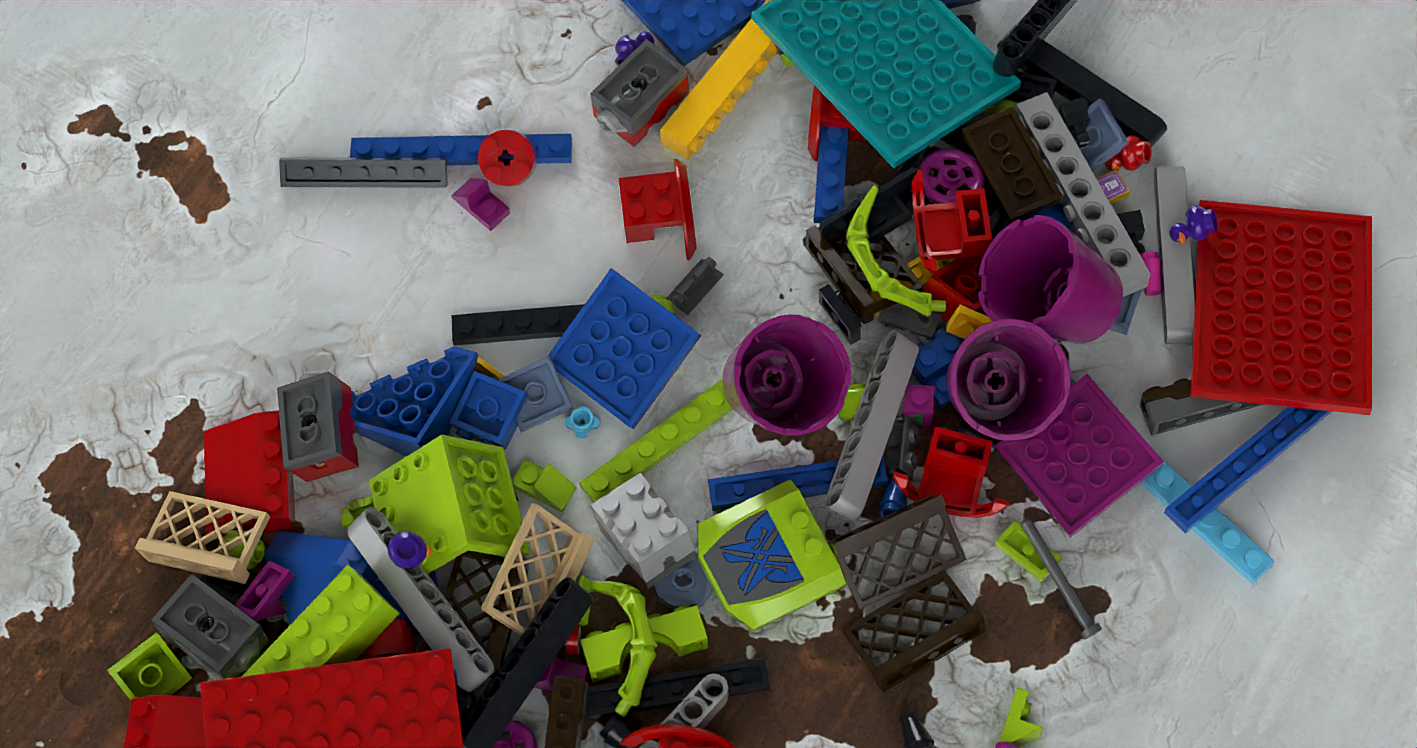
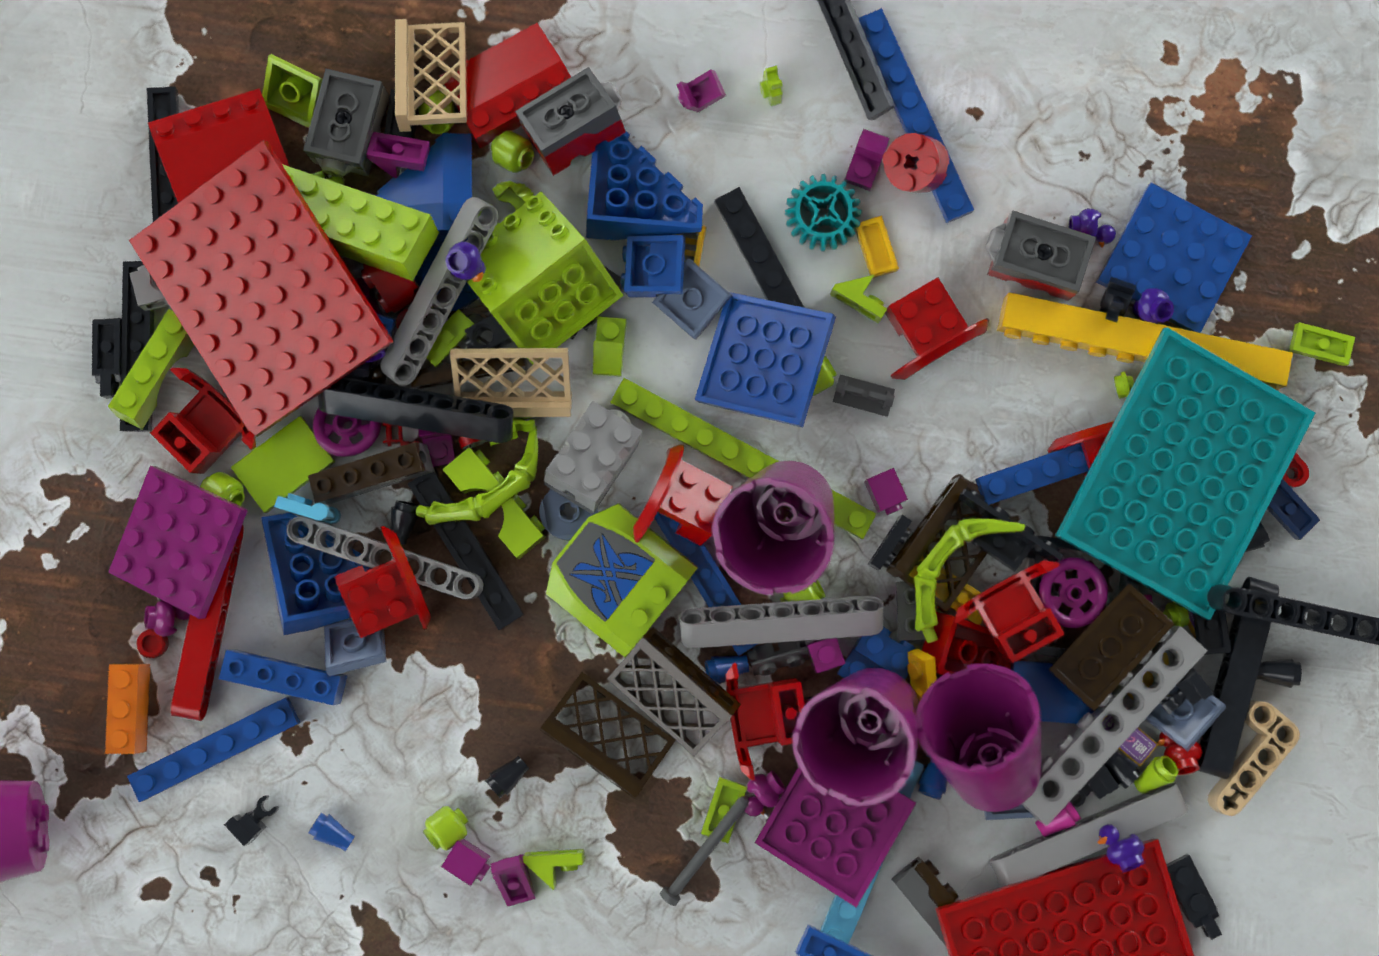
camera: 65 degrees right, 20 degrees up
(315, 496) = (512, 151): none -> lime head
(347, 311) = (701, 91): none -> magenta bracket
(373, 250) = (771, 86): none -> lime plate
(463, 607) = (449, 337): none -> lime piece
(480, 567) = (500, 337): none -> black brick
(520, 242) = (836, 192): none -> teal gear
(537, 721) = (389, 441): none -> red piece
(564, 225) = (876, 247): none -> yellow tile
(578, 415) = (688, 360): medium azure plate -> none
(602, 257) = (853, 295): none -> lime slope
(706, 51) = (1116, 298): none -> black piece
(718, 458) = (686, 497): none -> piece
(727, 25) = (1153, 306): none -> dark purple animal
(785, 76) = (1123, 384): none -> lime plate
(791, 297) = (886, 491): none -> magenta brick
(1026, 504) = (766, 791): none -> magenta animal
(1078, 360) = (932, 782): none -> blue cone
(1092, 51) = (1281, 672): none -> black cone
(1127, 202) = (1122, 769): none -> black cone
(1141, 178) = (1157, 774): none -> lime cone
(1182, 130) = (1249, 762): none -> tan beam
(1264, 192) = (1194, 896): none -> black hinge

